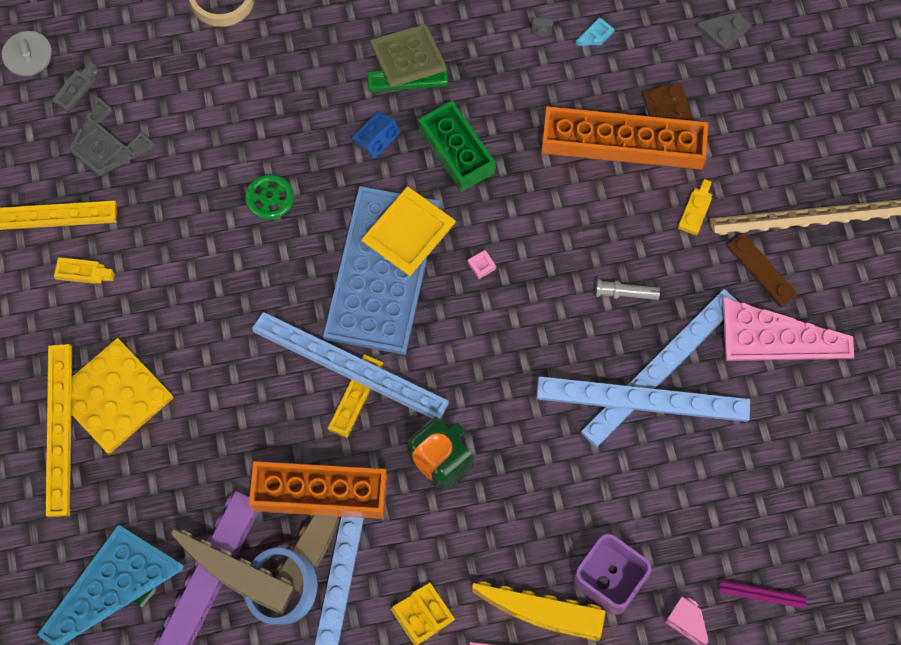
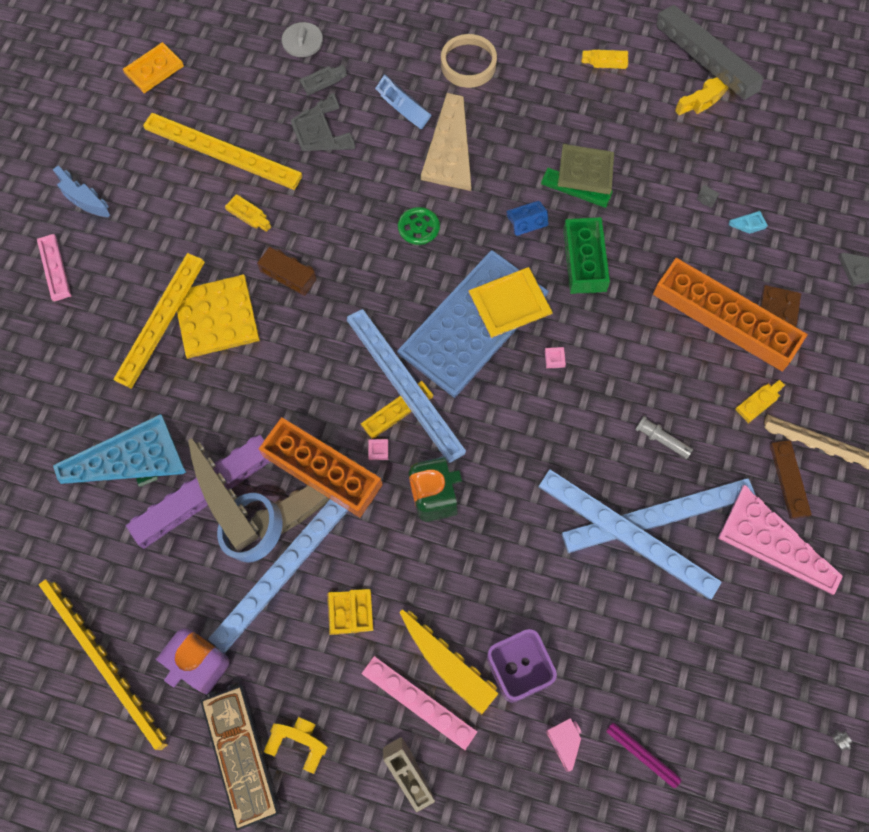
camera: 30 degrees right, 0 degrees up
(161, 311) = (287, 271): none -> reddish brown brick
(178, 73) = (403, 102): none -> medium blue slope
(256, 105) = (448, 153): none -> tan wing
(360, 444) = (378, 449): none -> bright pink plate

